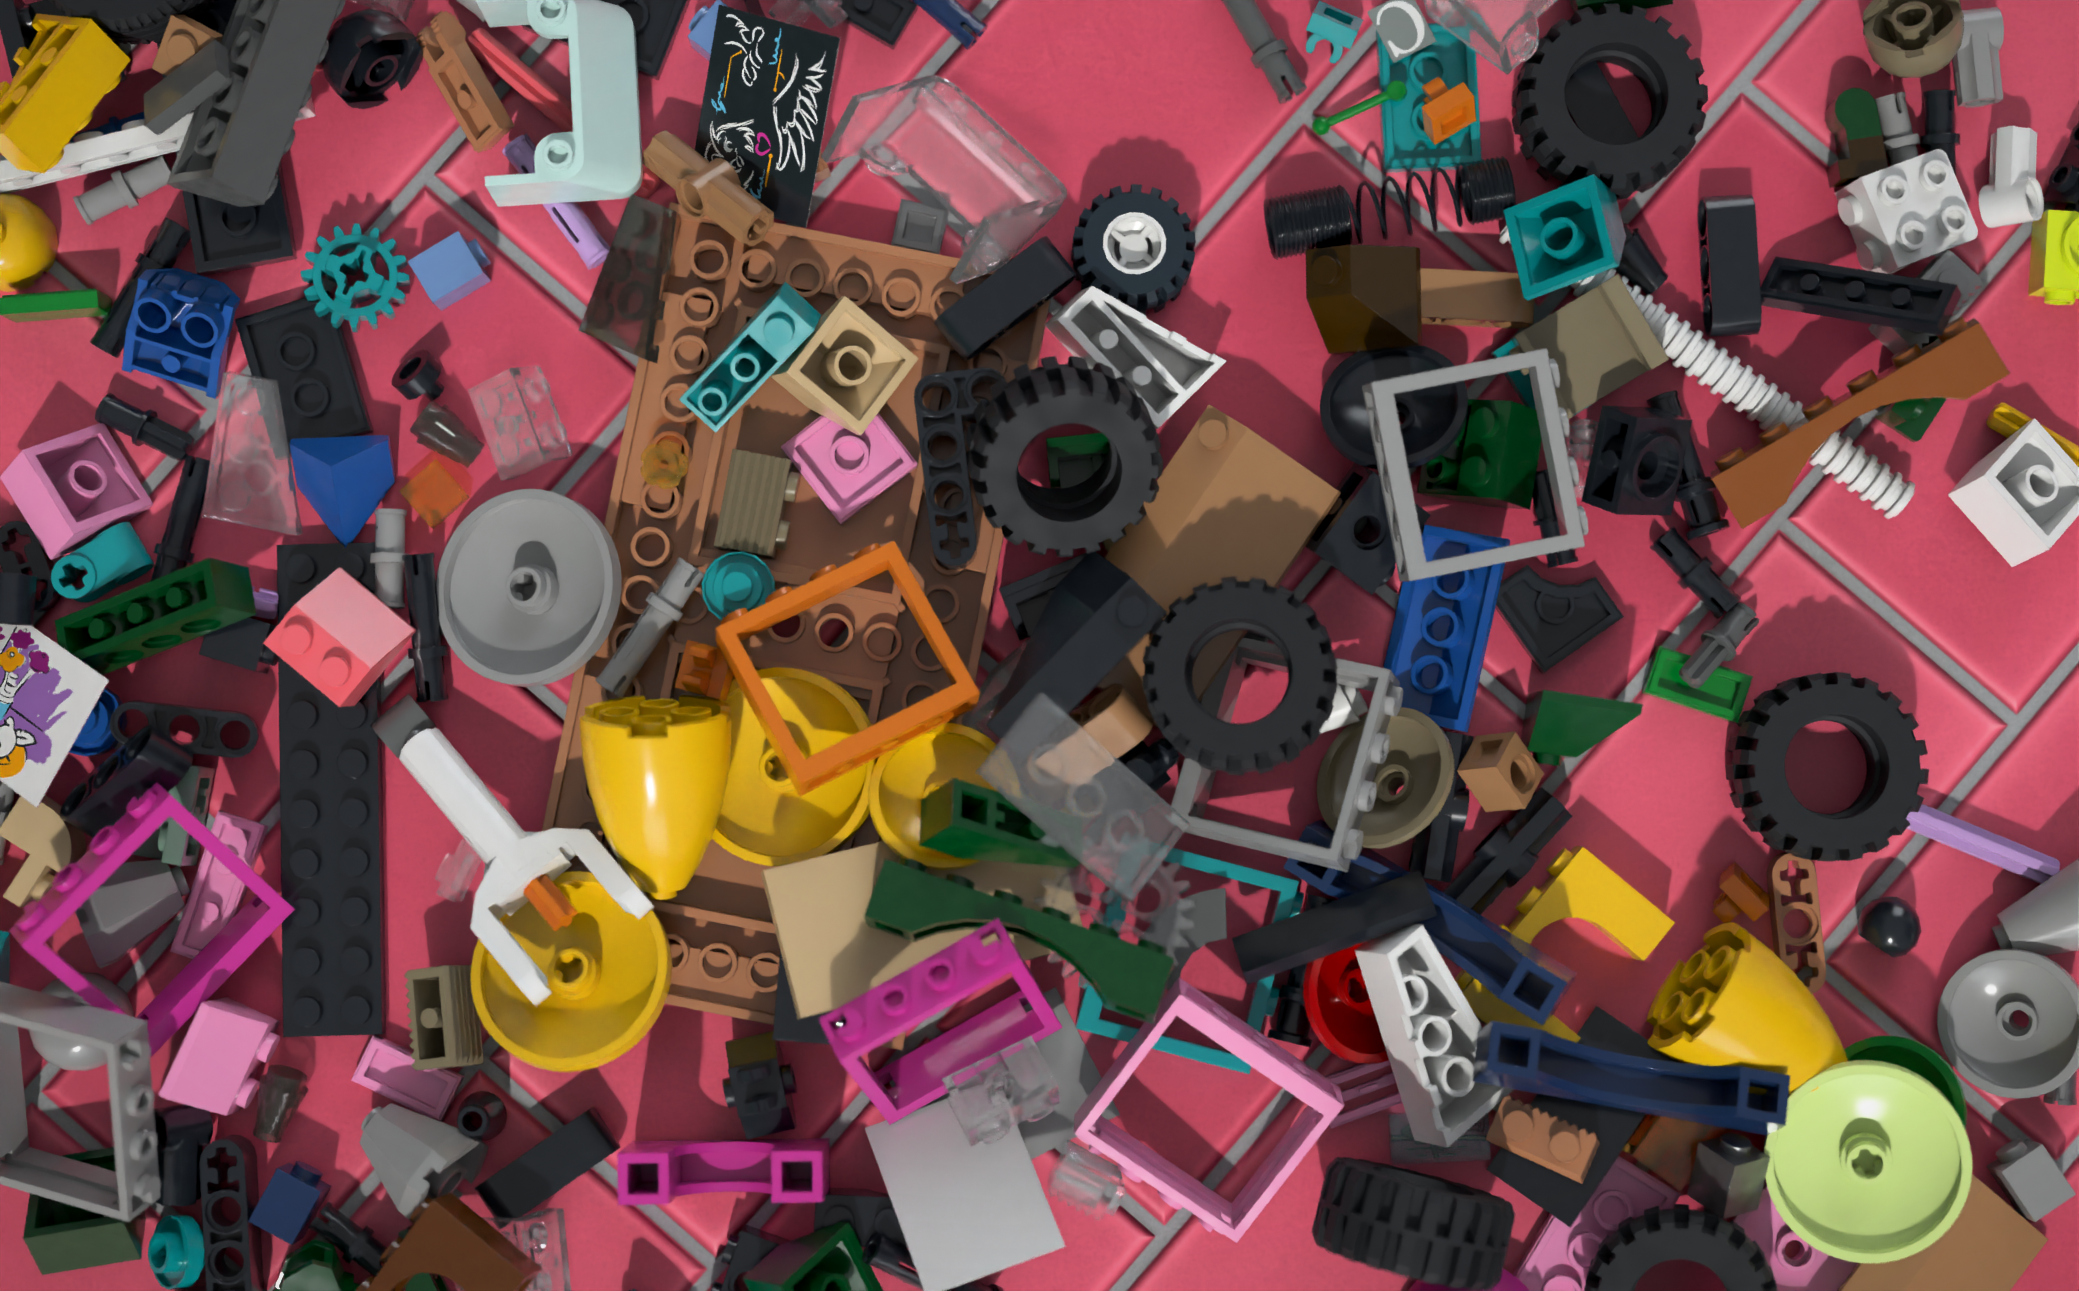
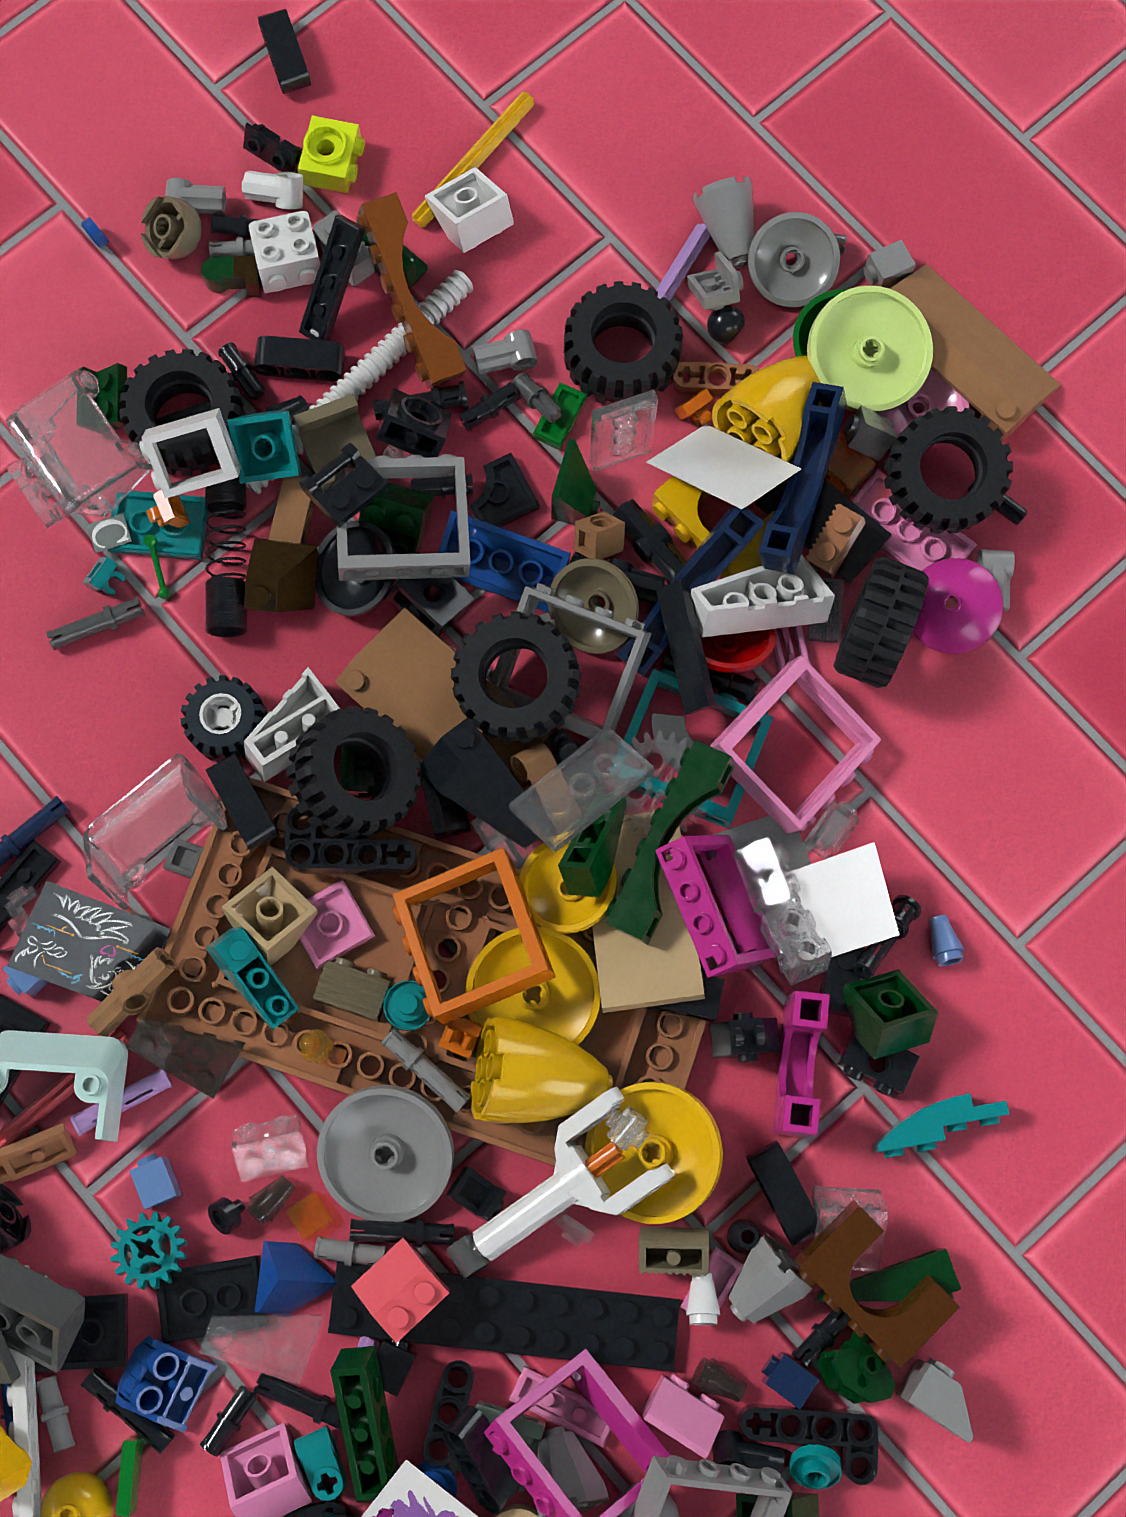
camera: 80 degrees left, 10 degrees down
(378, 1067) = (702, 1301): none -> white cone
(489, 726) = (477, 1194): none -> black bracket
(596, 928) = (627, 1128): none -> clear gear
(898, 1133) = (788, 944): none -> clear brick
(1493, 382) = (351, 492): none -> black plate
(1580, 146) = (221, 442): none -> white window
(1634, 951) = (724, 466): none -> white sticker
(1667, 786) = (622, 430): none -> clear tile
(1695, 180) = (241, 371): none -> black axle
(1790, 598) = (512, 352): none -> light grey piece
(1950, 904) = (717, 286): none -> light grey bracket

